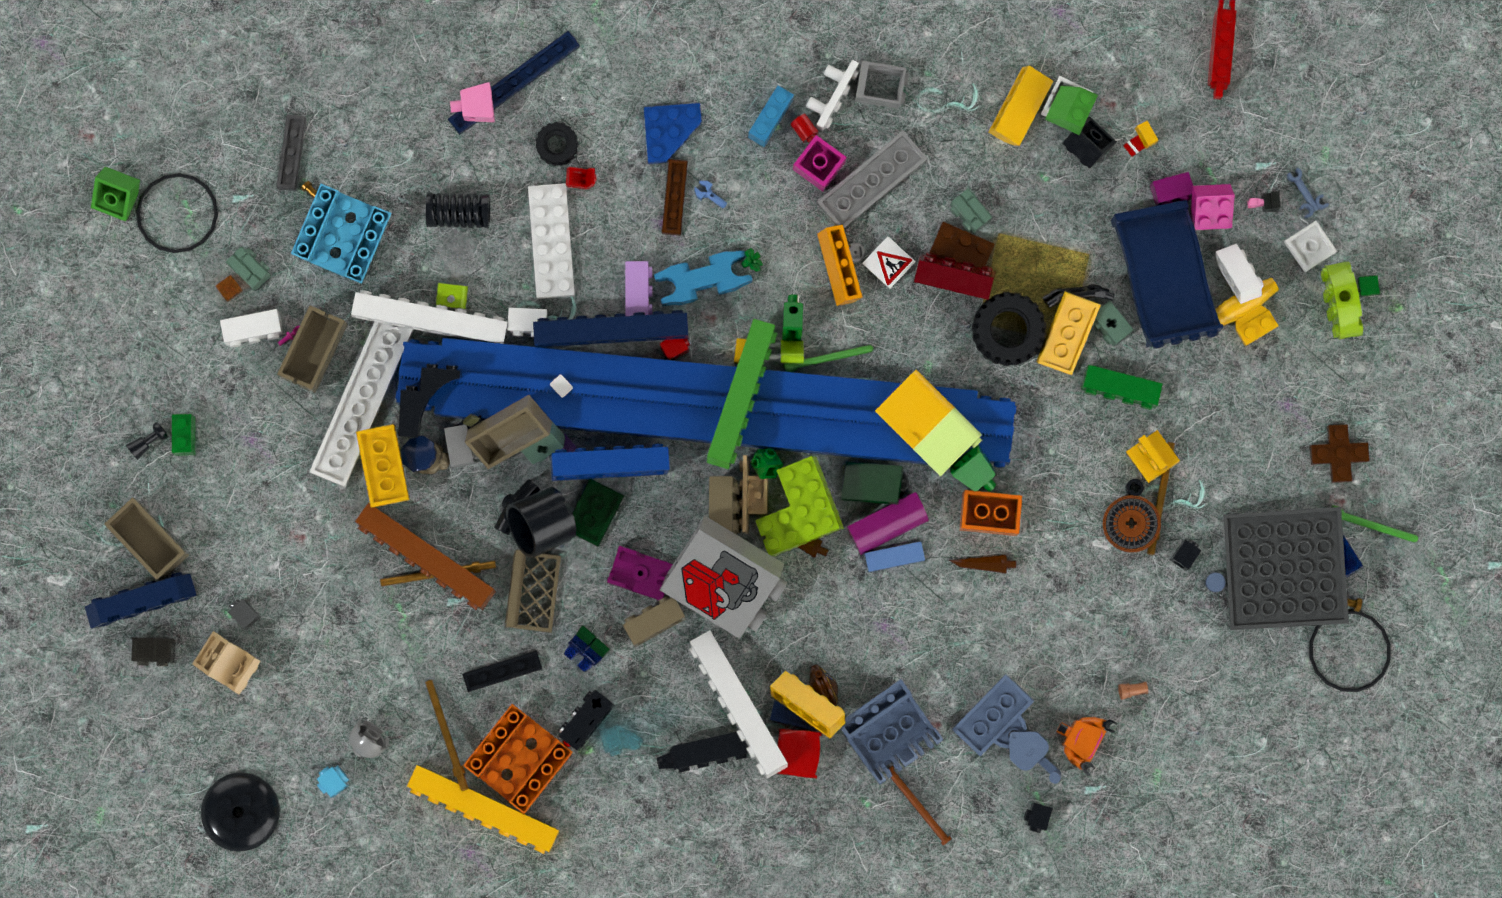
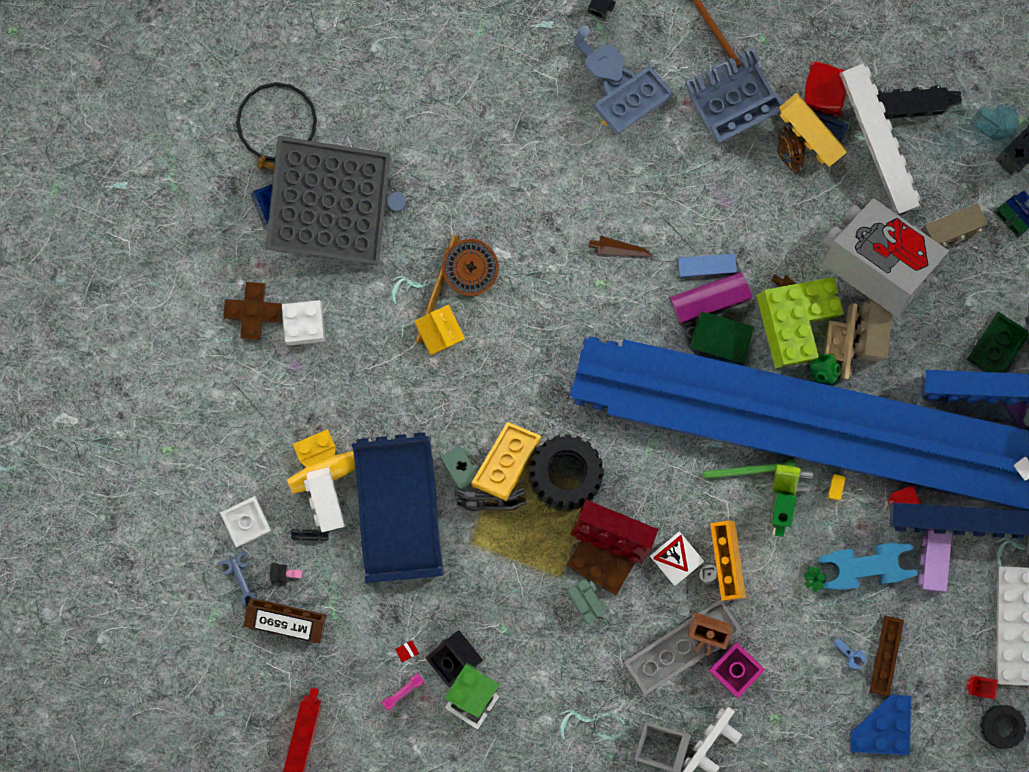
camera: 165 degrees left, 0 degrees up
(626, 569) = (969, 290): magenta piece -> none
(741, 393) = (846, 436): bright green brick -> none
(771, 116) = (779, 727): dark azure brick -> none
(804, 128) = (745, 710): red brick -> none
(851, 193) = (709, 631): none -> dark orange brick
(928, 423) = (661, 383): door -> none
(974, 470) = (622, 332): green torso -> none
(990, 513) = (609, 293): orange brick -> none
(1020, 106) = (519, 706): yellow brick -> none
(1083, 740) = (548, 67): orange torso -> none
(1122, 387) = (459, 402): green brick -> none
(1123, 116) = (389, 702): none -> dark pink bar
(1128, 690) = (493, 109): nougat pin -> none
(1138, 483) = (465, 298): black bush -> none
(1146, 134) = (393, 660): yellow piece -> none
(1172, 189) = (376, 598): magenta brick -> none
(1186, 554) = (421, 230): black brick -> none
(1212, 206) = (340, 572): dark pink brick -> none
(1247, 242) = (312, 535): none -> black axle
(1257, 156) = (285, 621): none -> brick
(1288, 446) = (303, 322): none -> white brick
(1343, 300) = (227, 455): lime brick -> none
(1368, 286) = (193, 475): green tile -> none
(1378, 527) = (266, 254): bright green piece -> none

